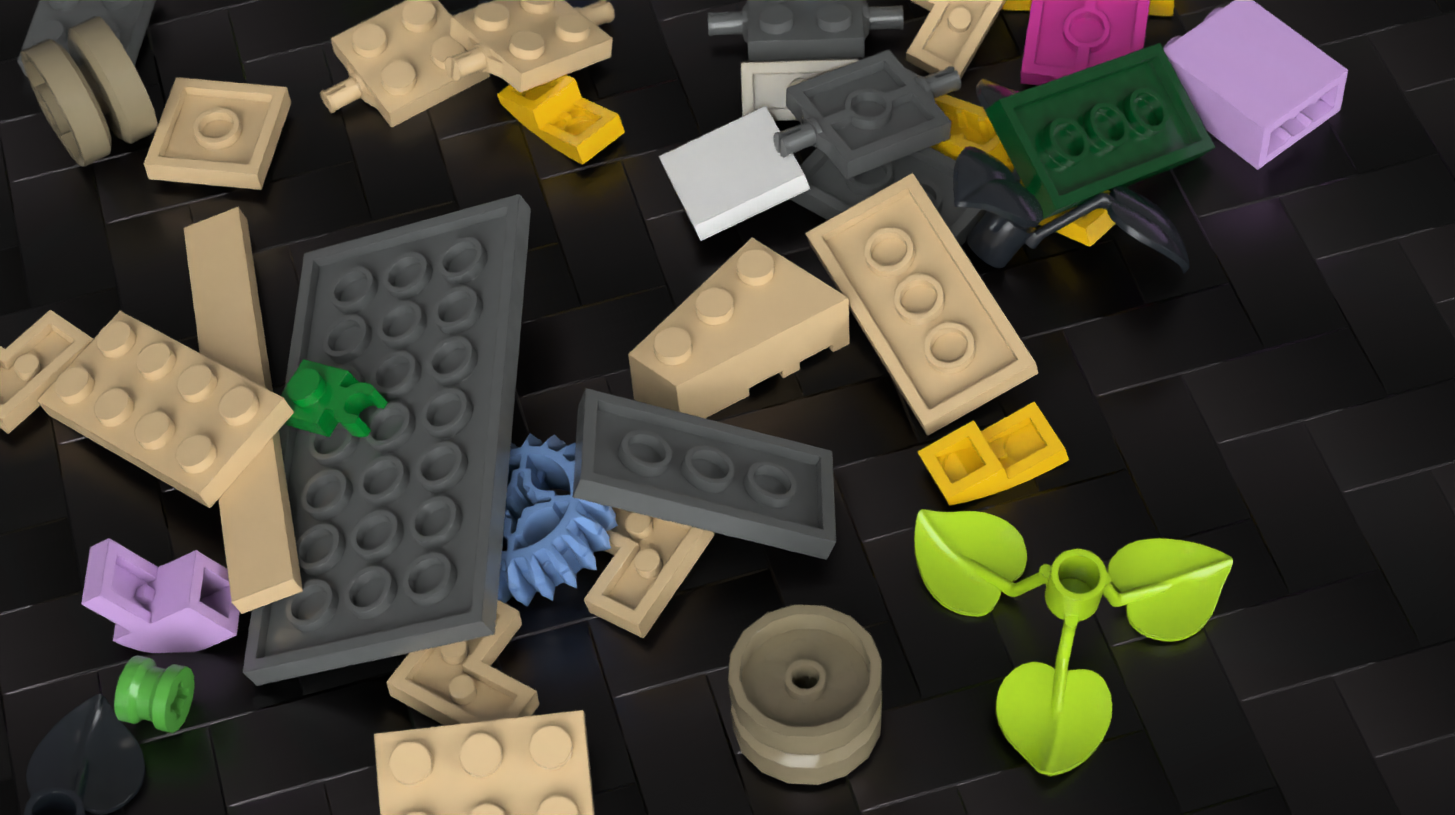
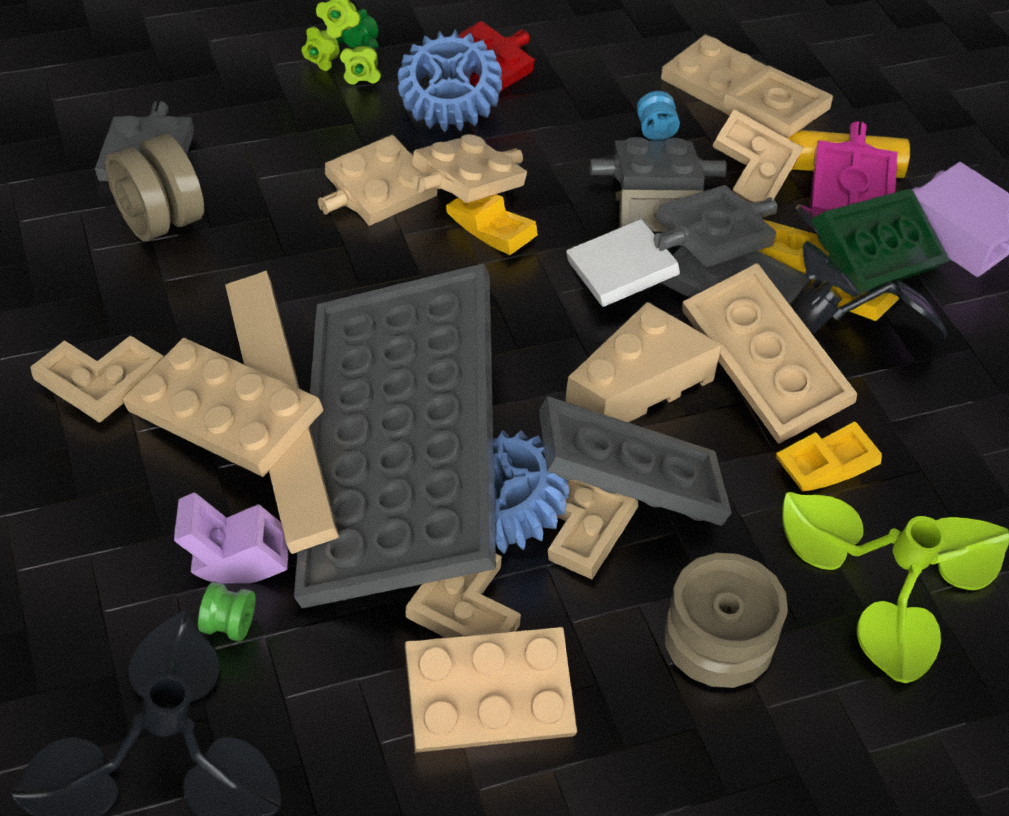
camera: 10 degrees left, 5 degrees down
(218, 133) = (246, 222): tan plate -> none
(326, 396) = (350, 399): green plate -> none

